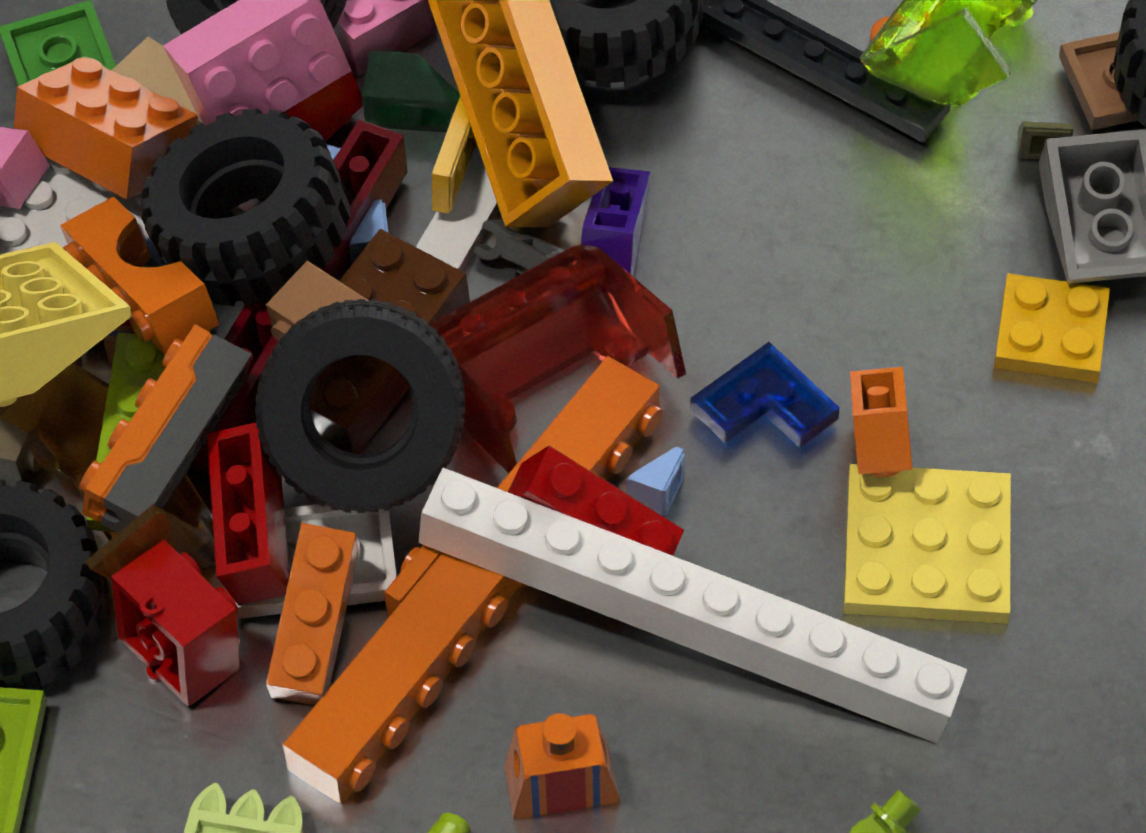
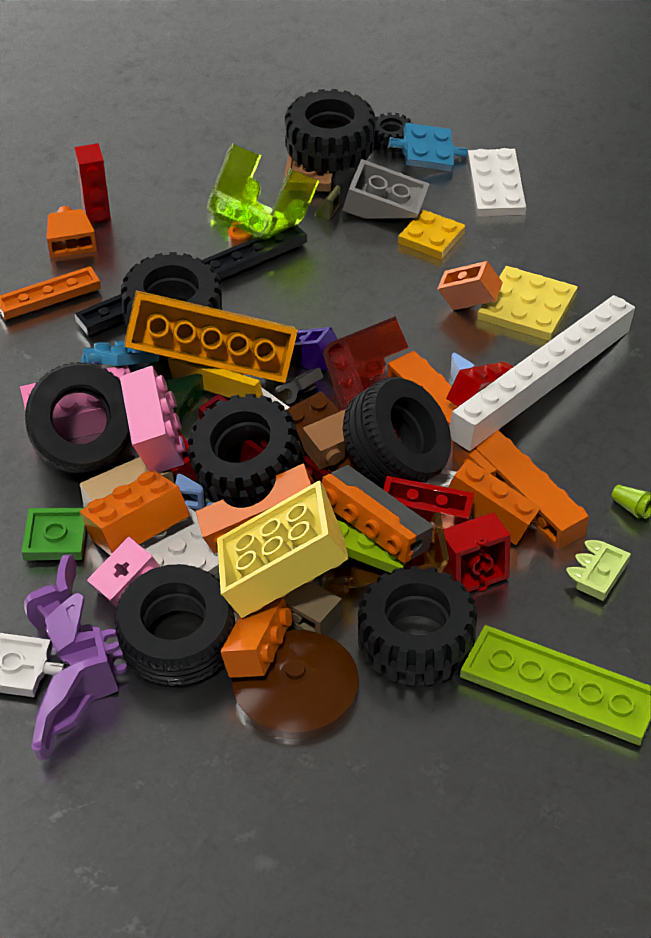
camera: 70 degrees left, 10 degrees down
(559, 767) = (607, 429): orange torso -> none
(765, 386) = (424, 325): clear blue plate -> none

